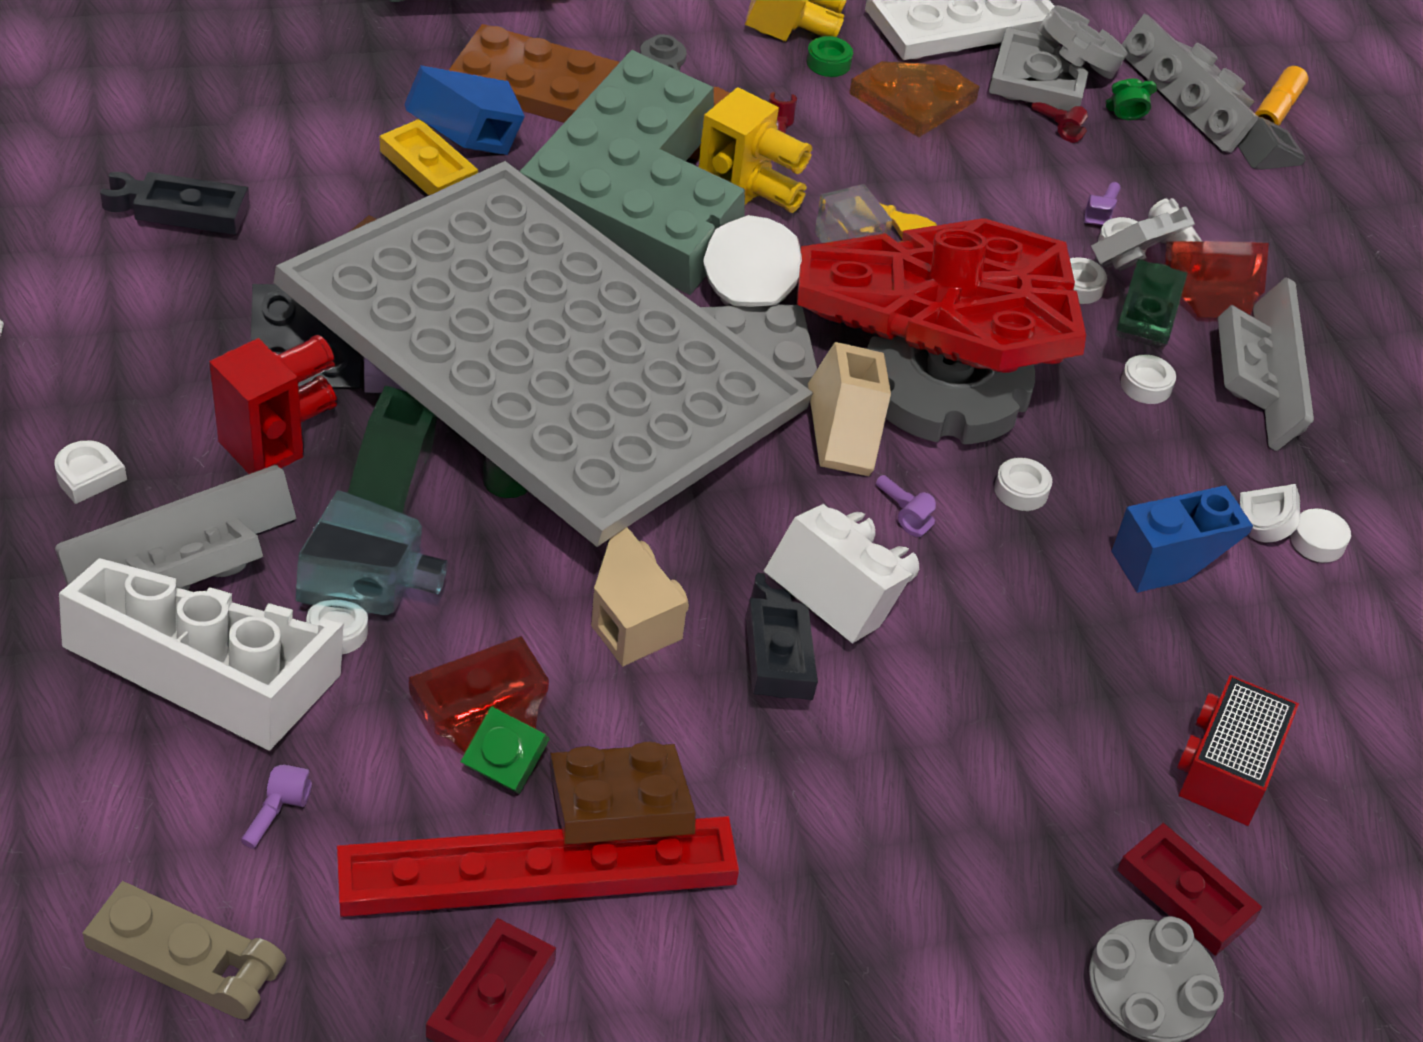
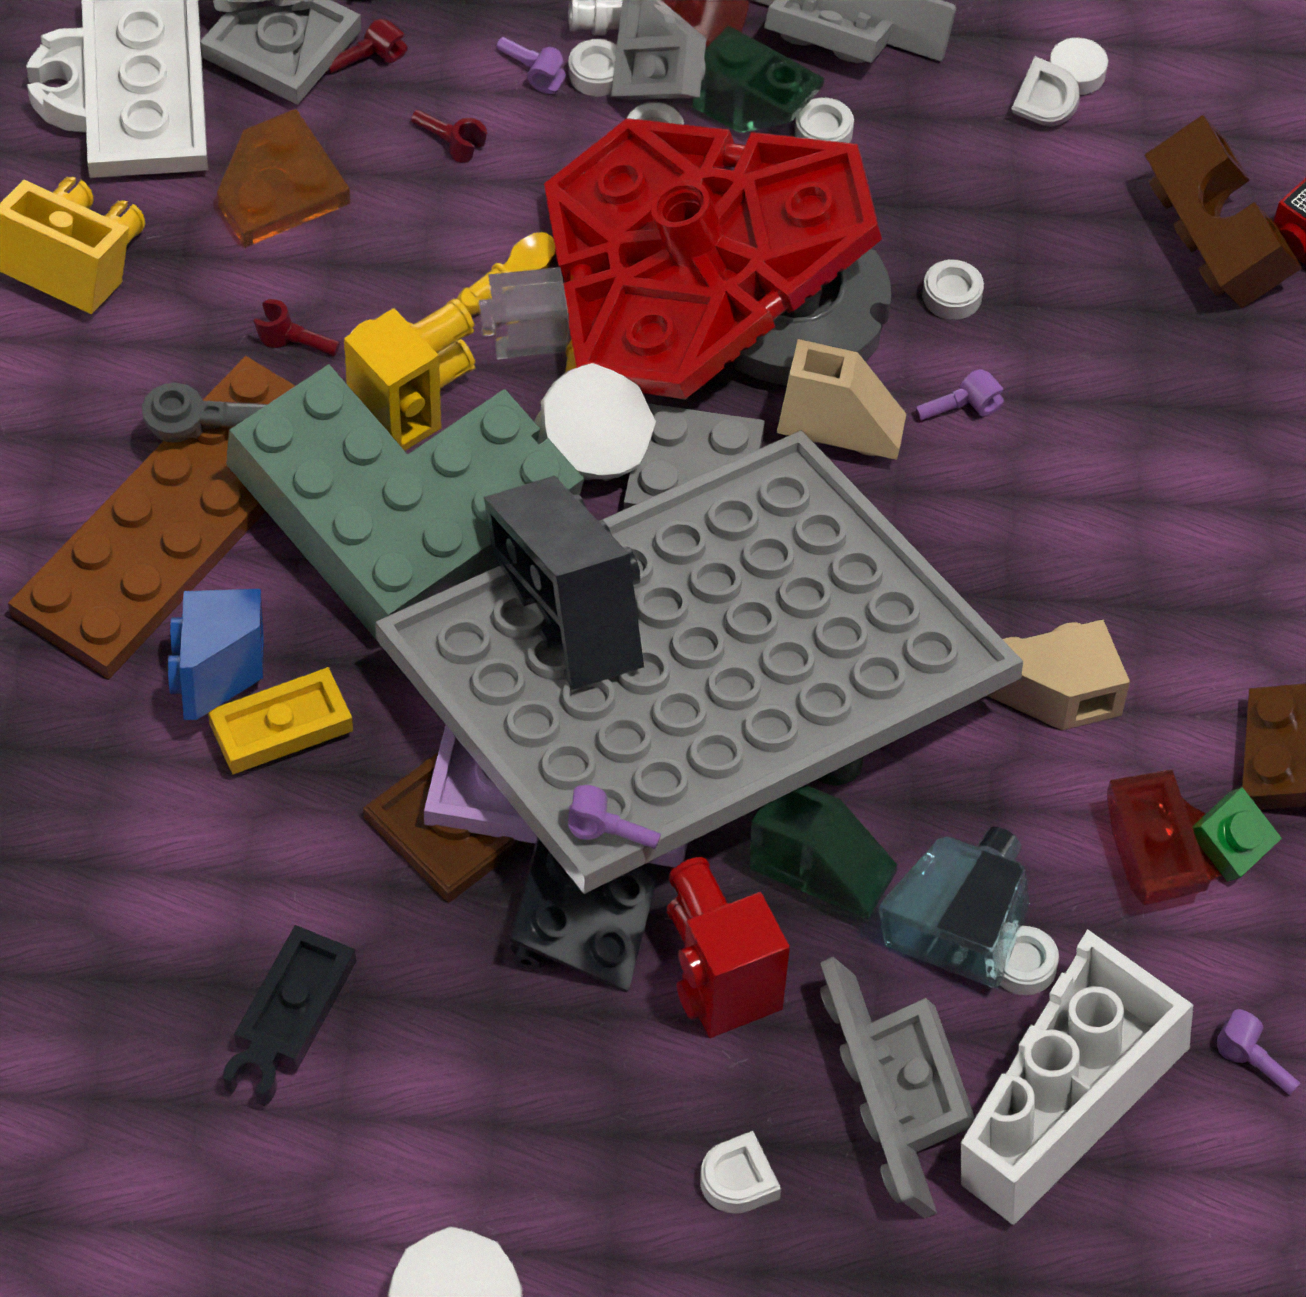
camera: 70 degrees left, 10 degrees up
(332, 256) = (590, 818): none -> medium lavender hand
(562, 229) = (574, 575): none -> black wedge
(780, 643) = (1137, 560): black plate -> none
(829, 56) = (176, 244): green tile -> none
(839, 570) = (1074, 475): white brick -> none
(1008, 171) = (464, 129): none -> dark red hand
(1169, 658) = (1241, 251): none -> reddish brown arch
(1177, 536) = (1080, 179): blue slope -> none

